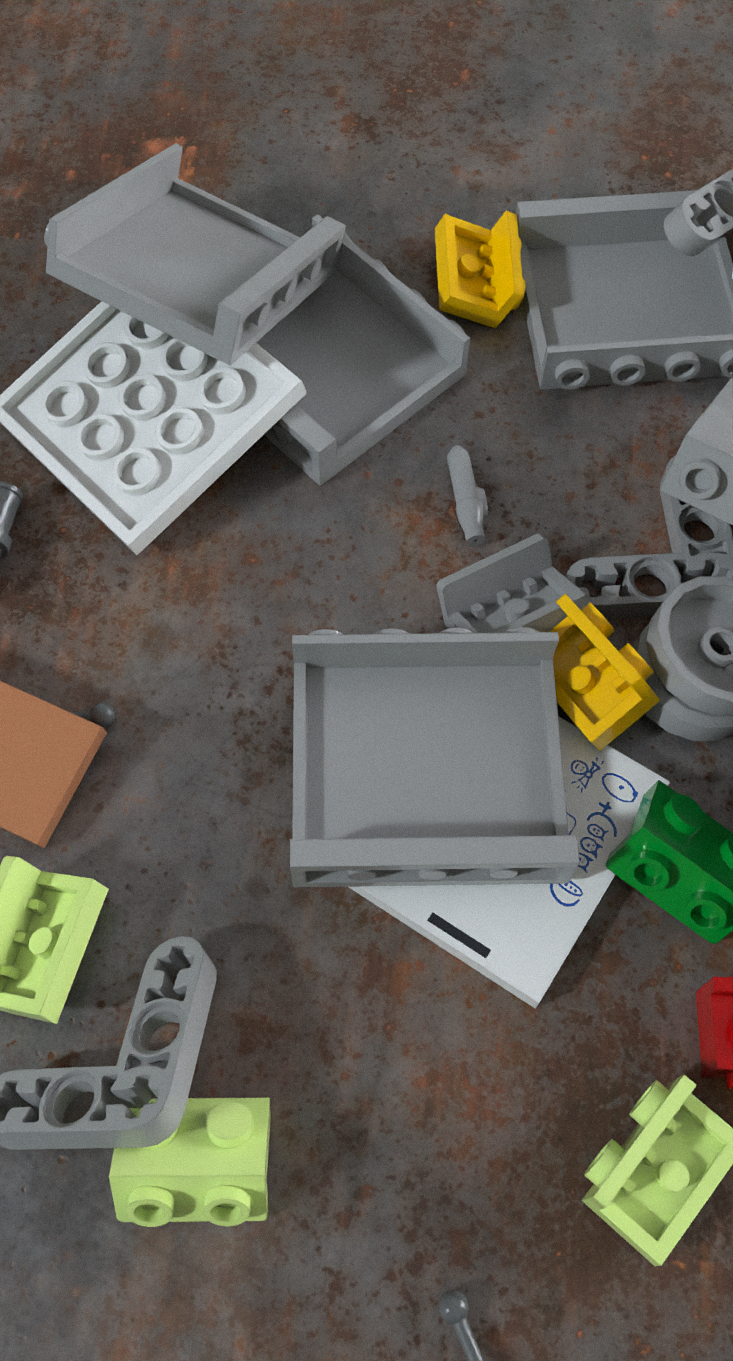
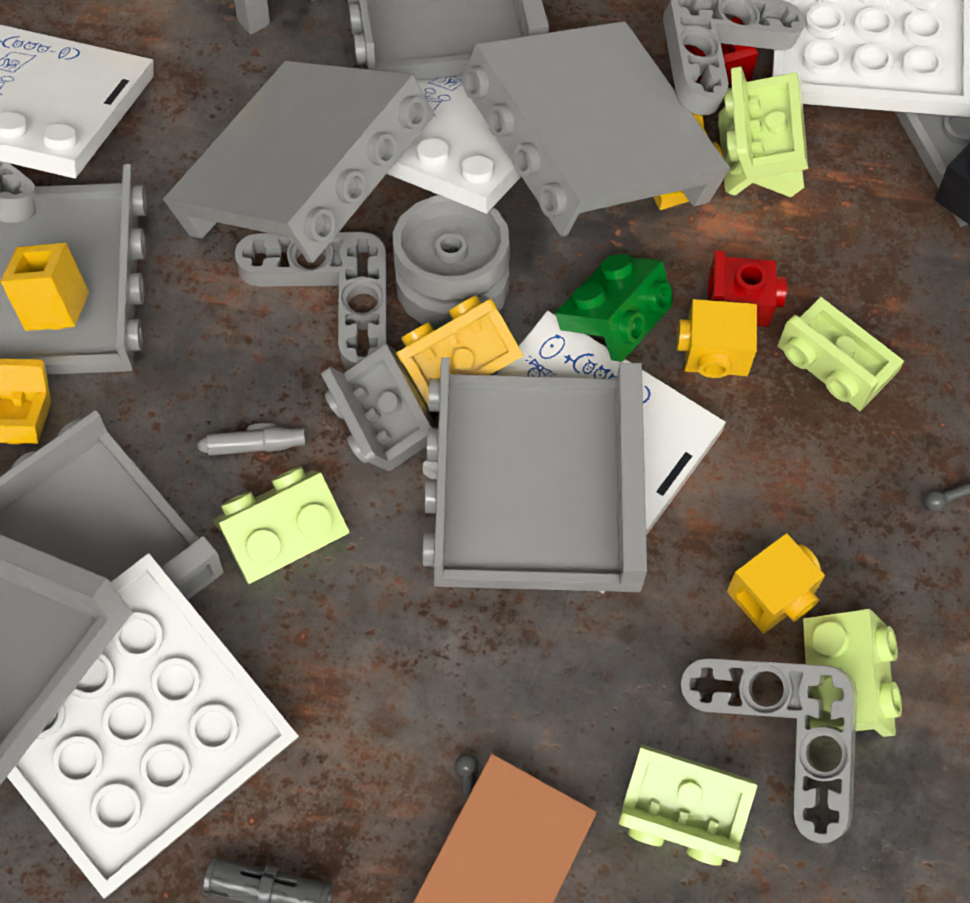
camera: 90 degrees left, 0 degrees up
(311, 1062) = (777, 584): none -> yellow brick
(368, 520) = (281, 523): none -> yellowish green bracket
(606, 283) = (45, 286): none -> yellow brick
(660, 993) = (718, 338): none -> yellow brick

